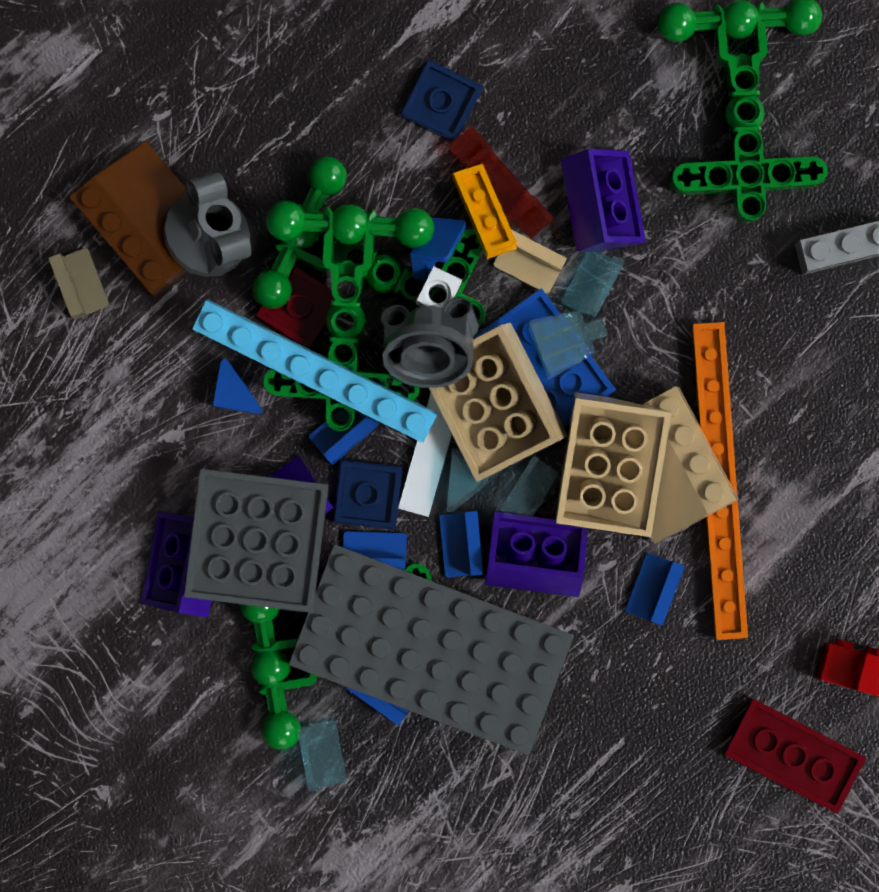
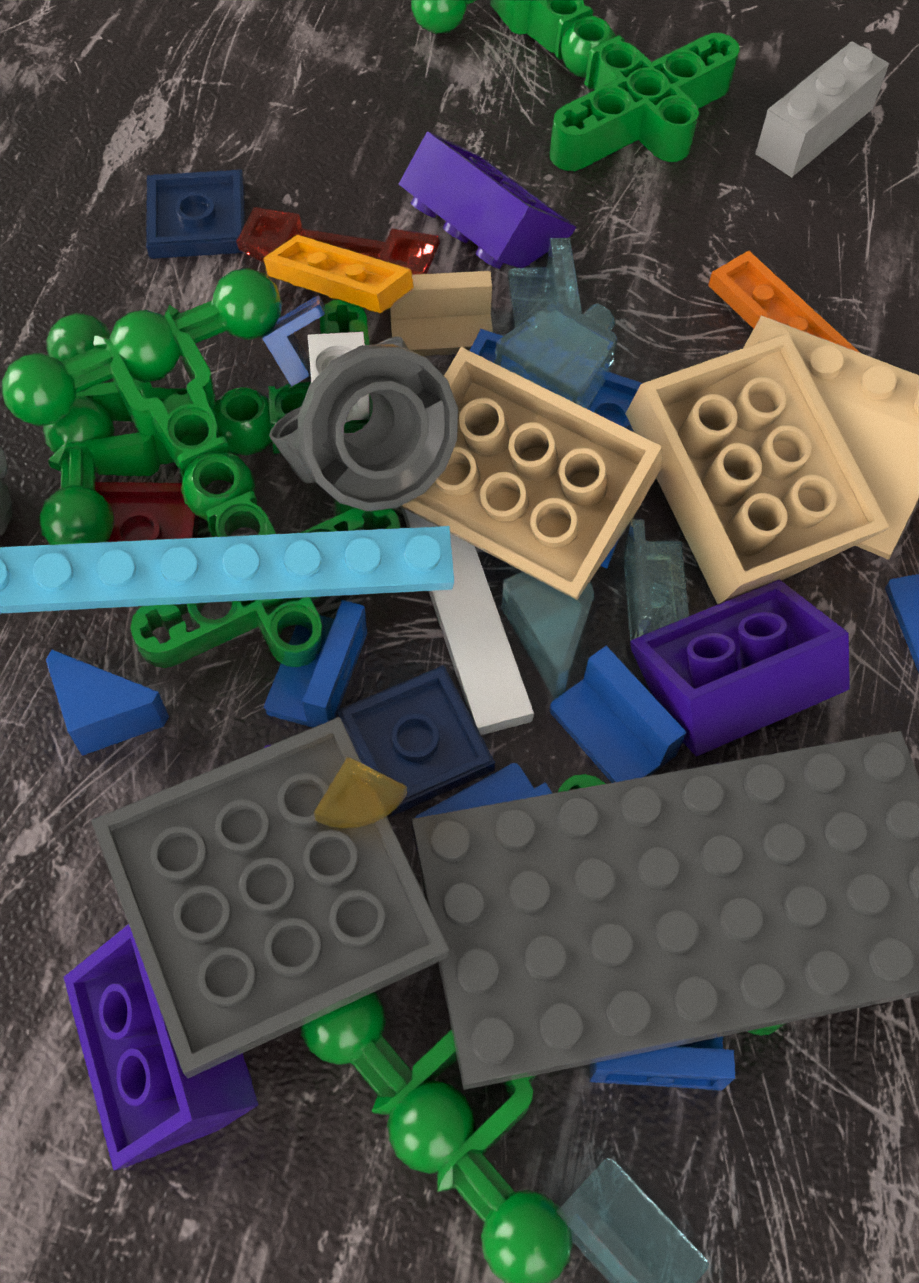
camera: 35 degrees left, 25 degrees down
(313, 528) = (358, 797): none -> clear yellow tile

